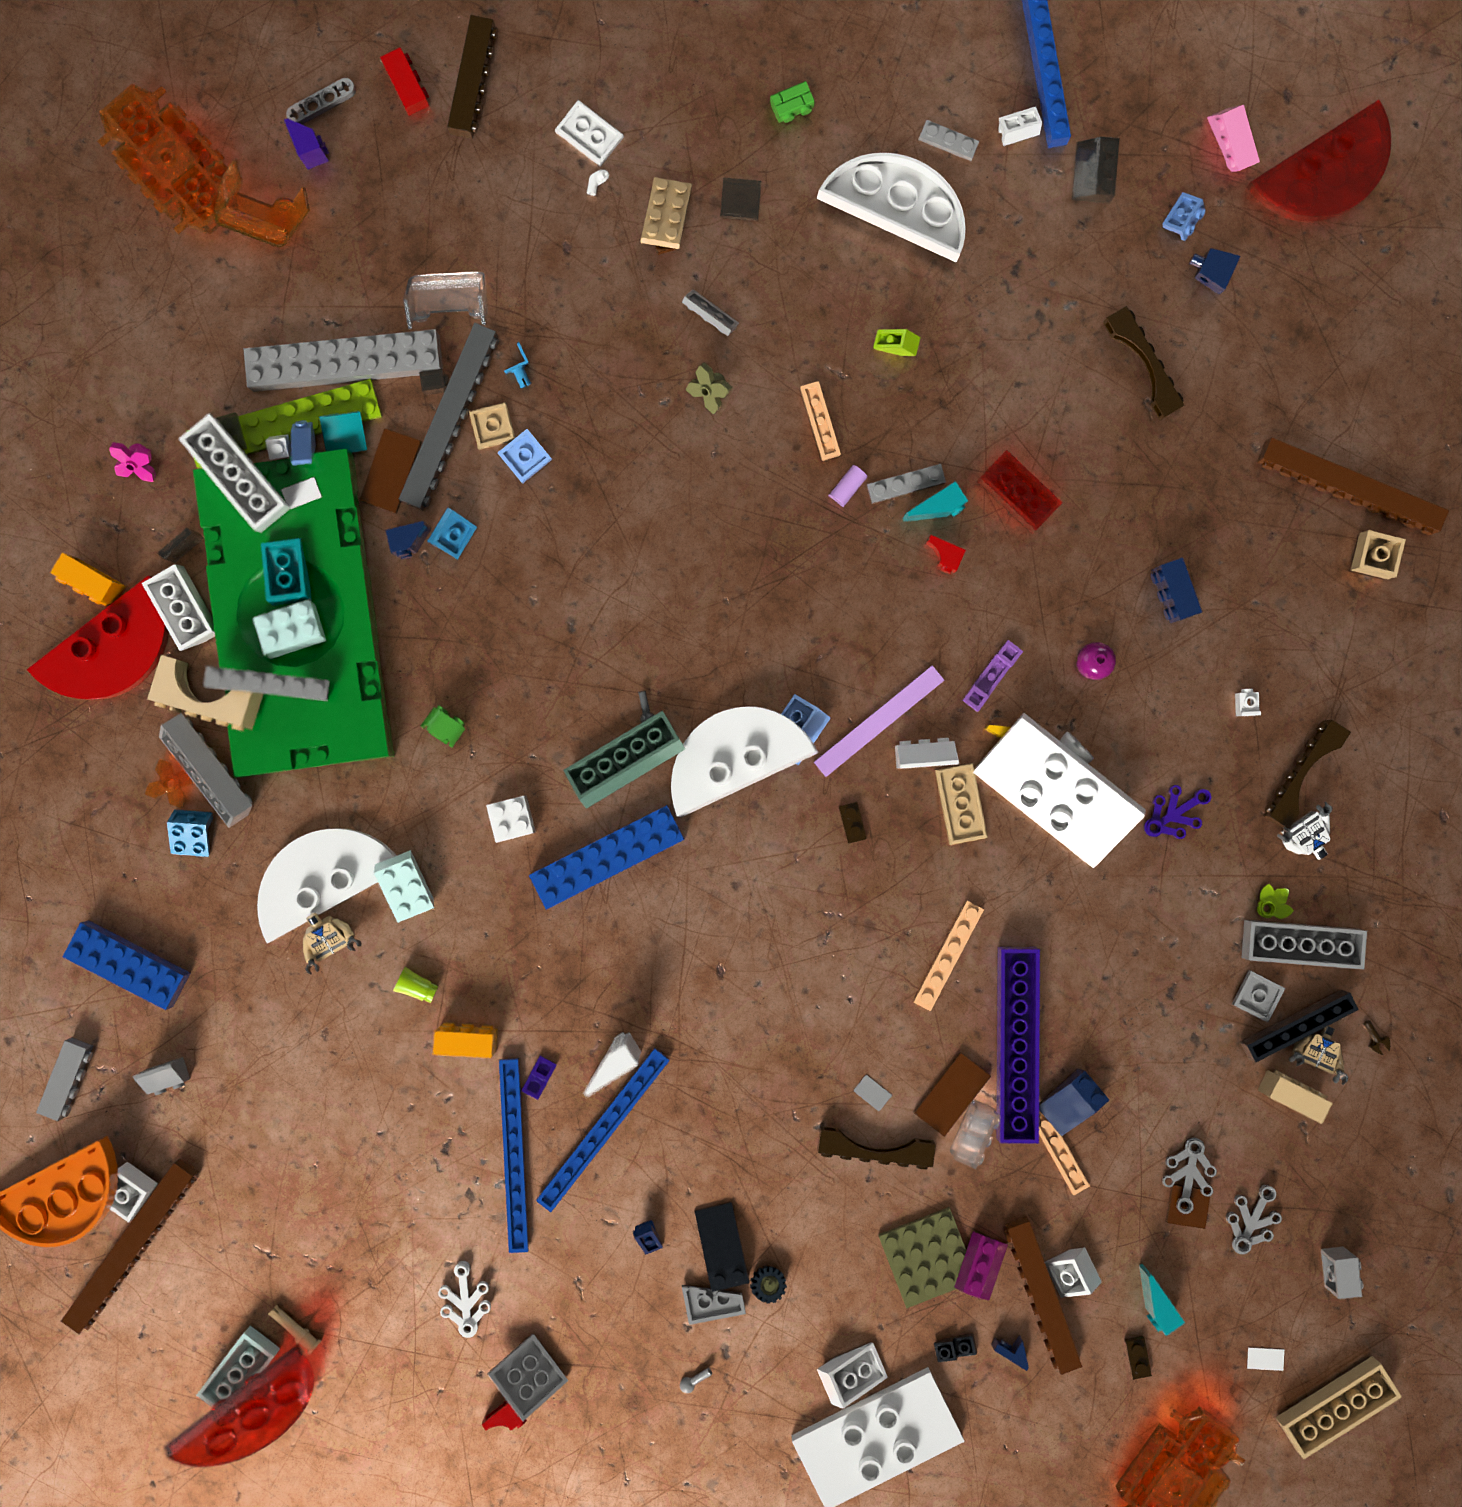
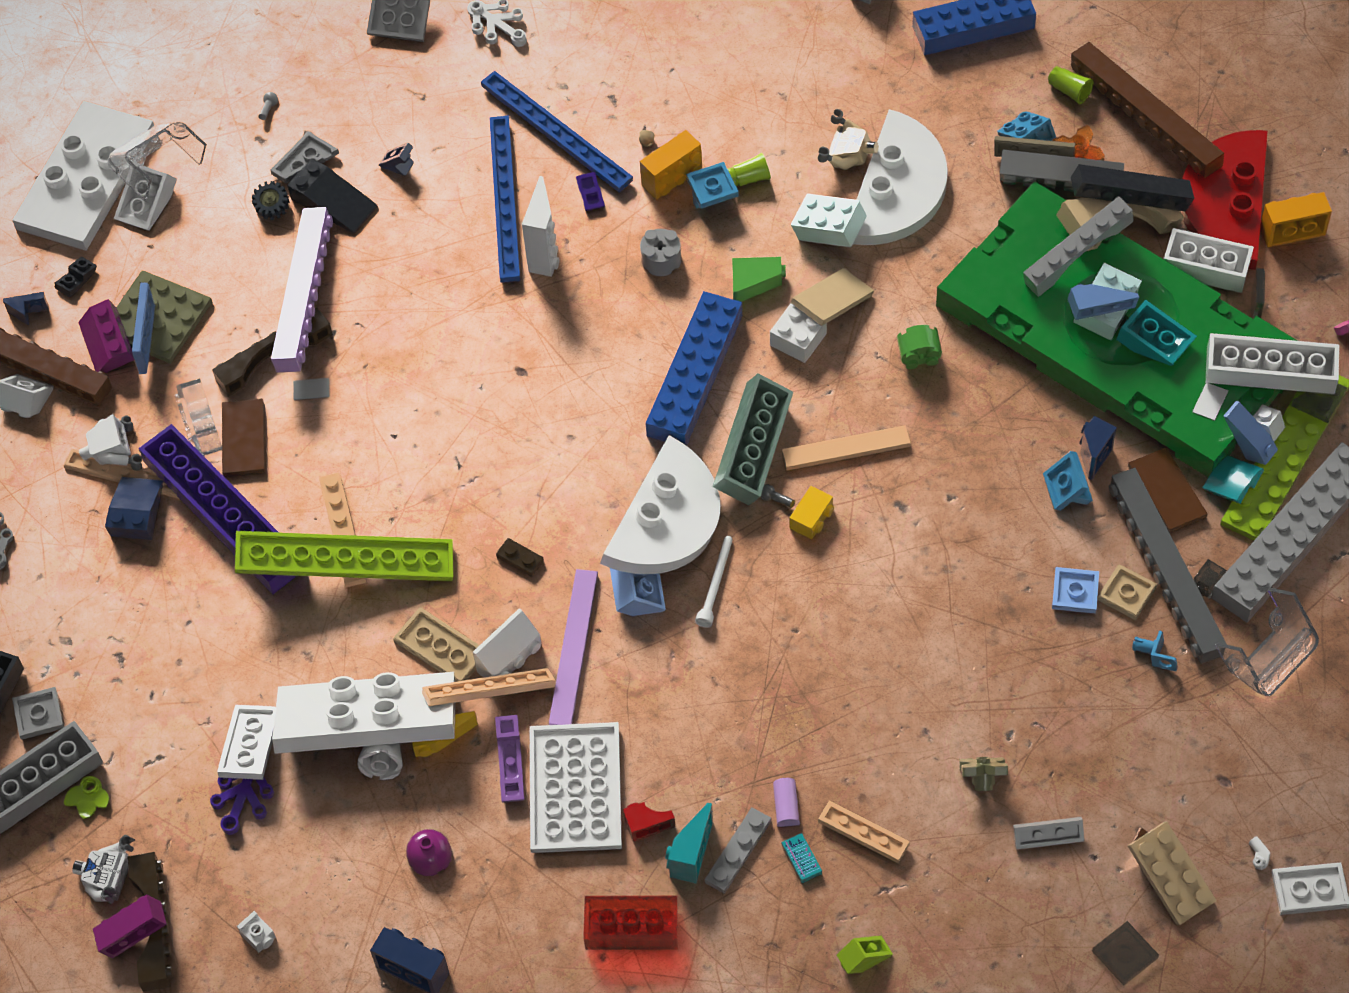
camera: 145 degrees right, 30 degrees down
(91, 767) = (1147, 110): none -> reddish brown brick
(118, 843) = (1071, 84): none -> lime plant
(178, 700) = (1132, 187): none -> black brick
(203, 808) = (1033, 146): none -> dark tan tile
(306, 626) = (1099, 300): none -> medium blue slope
(455, 994) = (711, 185): none -> dark azure bracket
(457, 1086) = (646, 138): none -> tan hinge
(462, 822) = (832, 296): none -> tan tile
(494, 893) = (756, 276): none -> bright green slope
(540, 986) = (660, 251): none -> light grey brick
(564, 701) = (846, 448): none -> light nougat tile
(636, 672) = (811, 512): none -> yellow brick
(775, 663) = (705, 616): none -> white piece
(817, 1176) = (302, 290): none -> brick
(845, 1419) = (132, 155): none -> clear windscreen
(872, 441) = (801, 858): none -> teal tile
(955, 1244) = (143, 328): none -> medium blue tile
(965, 735) = (488, 687): none -> light nougat tile
(967, 619) = (575, 787): none -> white plate
(975, 923) = (343, 556): none -> lime plate
(1050, 1171) = (109, 443): none -> white torso
(1147, 842) = (247, 742): none -> white plate
(1327, 776) = (129, 926): none -> magenta brick

